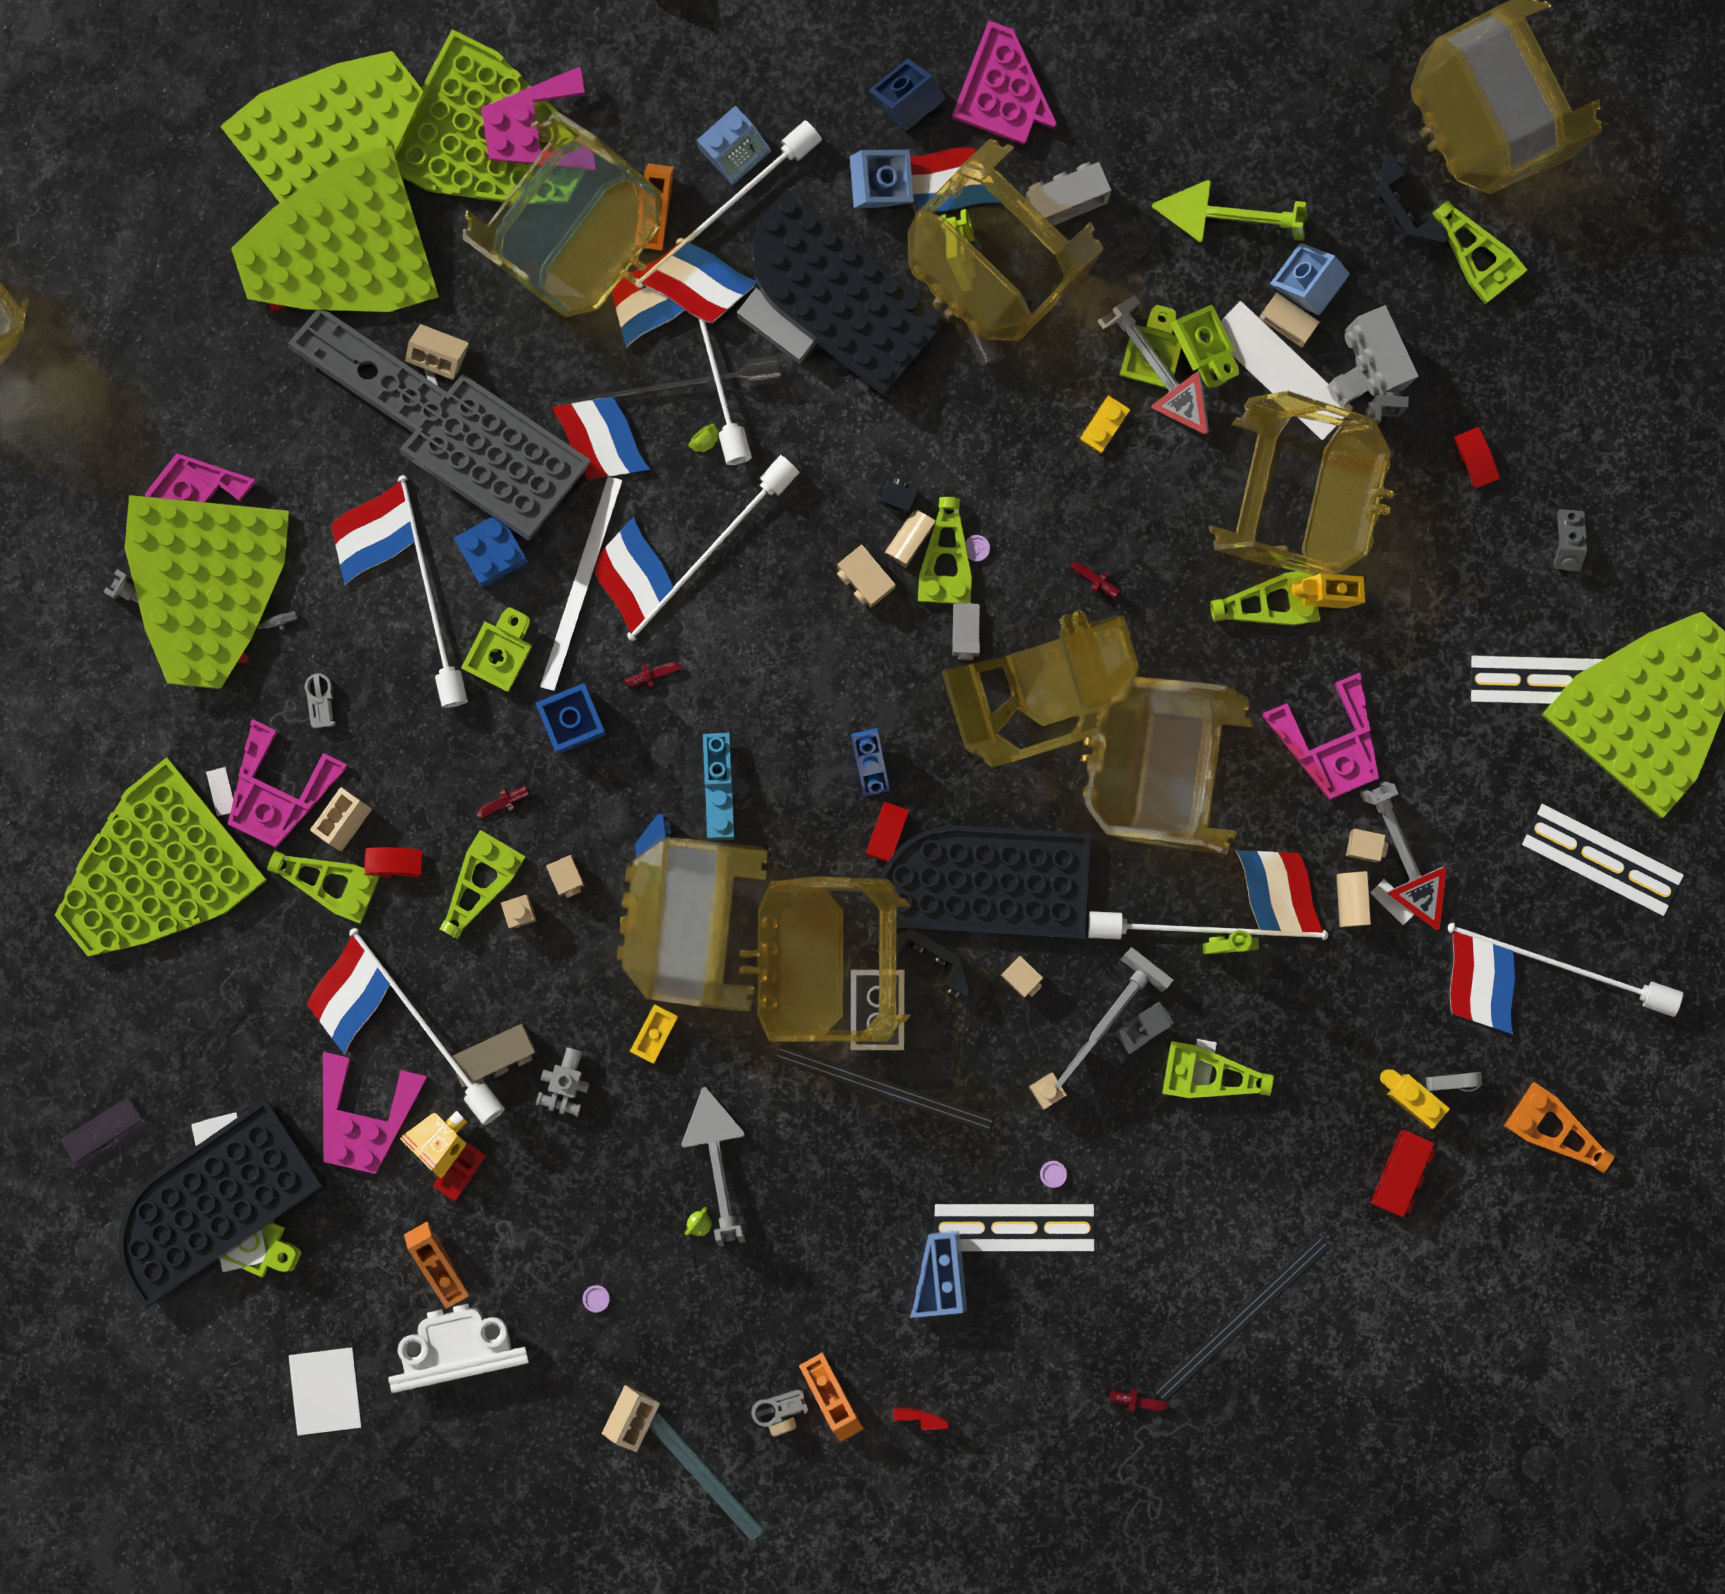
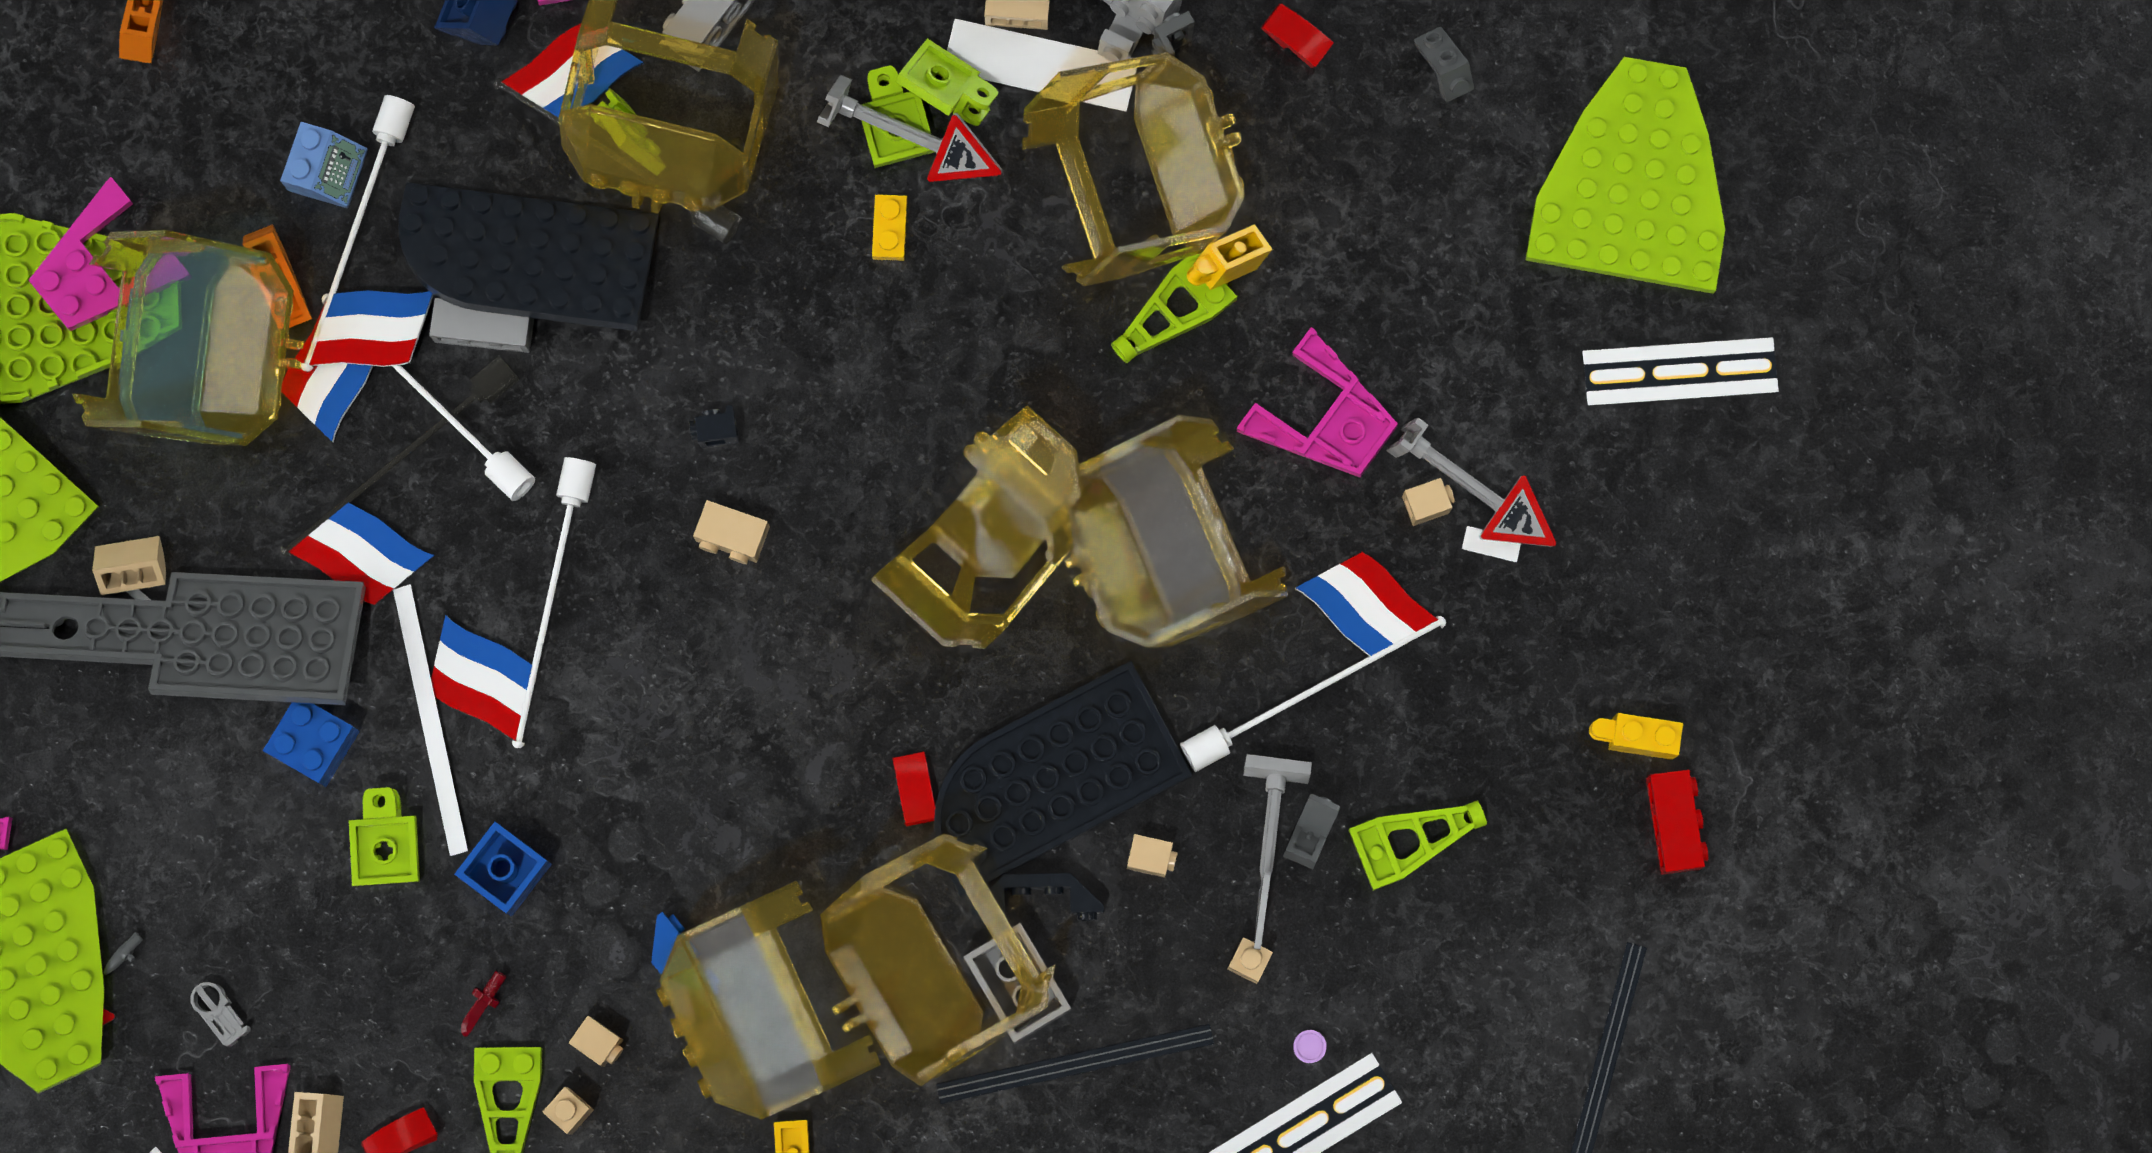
camera: 30 degrees left, 5 degrees down
(378, 533) = (178, 796): flag -> none
(648, 676) = (560, 775): dark red piece -> none
(704, 438) = (473, 489): lime piece -> none
(718, 786) = (705, 847): dark azure slope -> none
(870, 762) = (852, 724): blue slope -> none
(881, 178) = (501, 108): medium blue slope -> none
(910, 538) = (754, 464): tan brick -> none
(946, 588) = (826, 494): lime plate -> none
(965, 631) = (872, 527): light grey bracket -> none
(977, 548) = (831, 434): lavender piece -> none
(1099, 582) = (982, 393): dark red piece -> none
(1203, 1070) = (1399, 839): white sticker -> none
(1238, 941) = (1351, 686): lime plate -> none
(1353, 899) = (1448, 565): tan brick -> none
(1454, 1081) = (1670, 692): light grey piece -> none
(1486, 977) = (1636, 565): flag -> none
(1523, 678) = (1483, 233): sticker -> none
(1530, 1113) = (1768, 679): orange plate -> none

